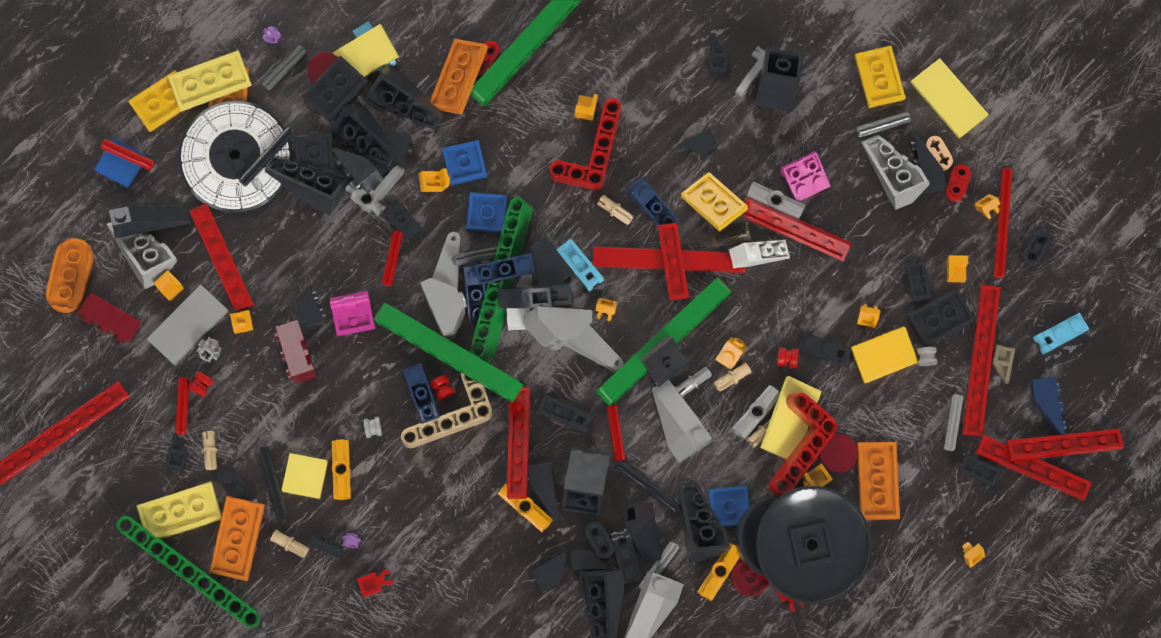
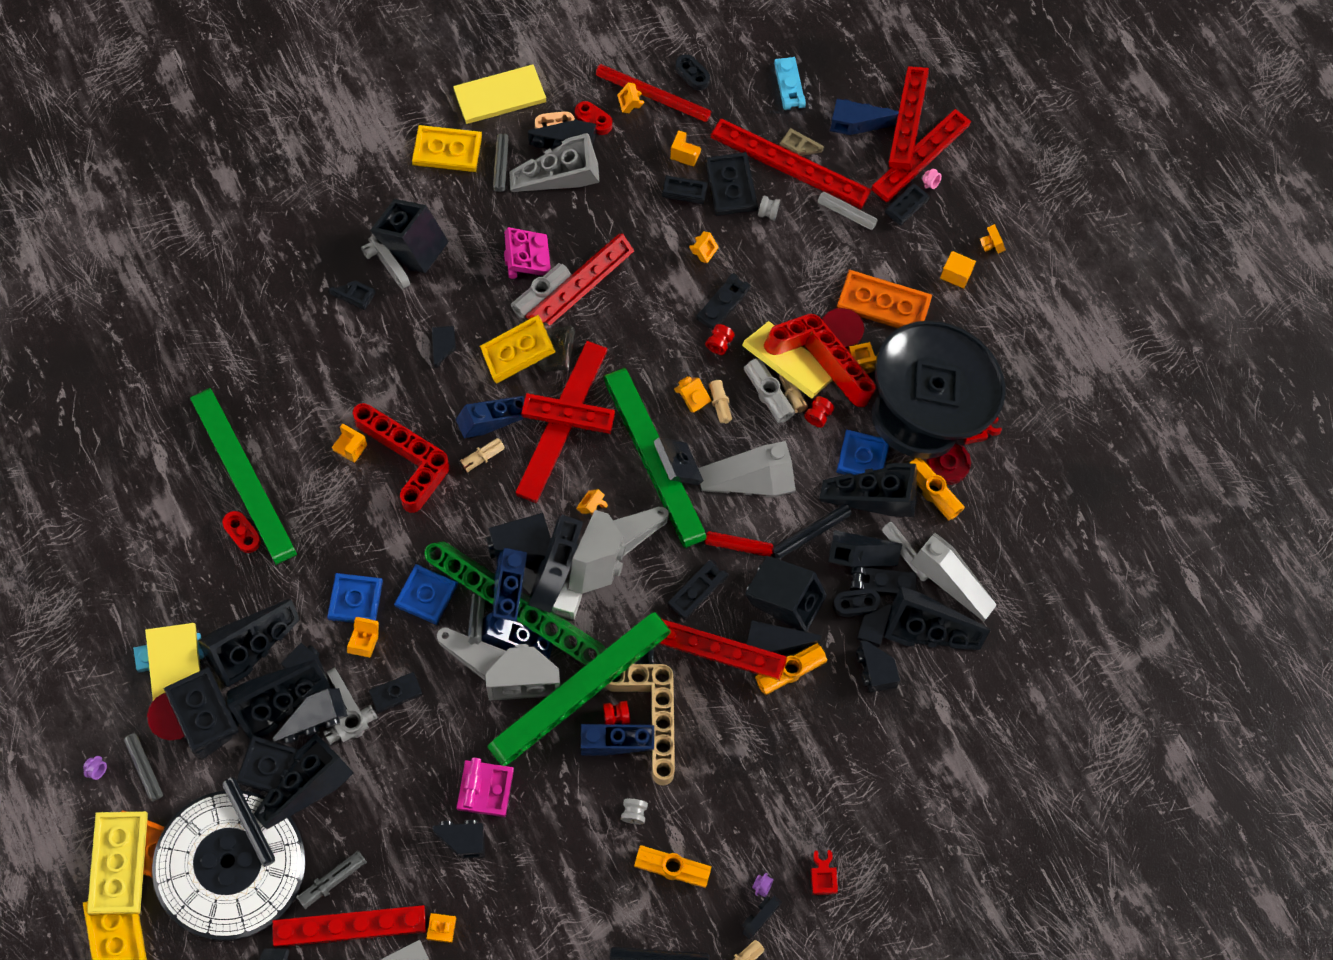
camera: 75 degrees left, 10 degrees down
(248, 231) = (331, 879): none -> dark grey pin
(295, 352) = (507, 872): wedge -> none
(304, 476) = (663, 915): light yellow tile -> none
(392, 258) = (436, 720): red axle -> none
(458, 76) = (249, 567): orange tile -> none
(580, 264) = (532, 508): medium azure plate -> none
(693, 381) = (710, 441): light grey axle -> none
(753, 458) = (820, 410): none -> red wheel
(758, 253) = (593, 326): white slope -> none
(884, 354) = (752, 247): yellow tile -> none
(931, 532) = (958, 269): none -> light orange panel
(1013, 484) = (931, 179): none -> bright pink plate

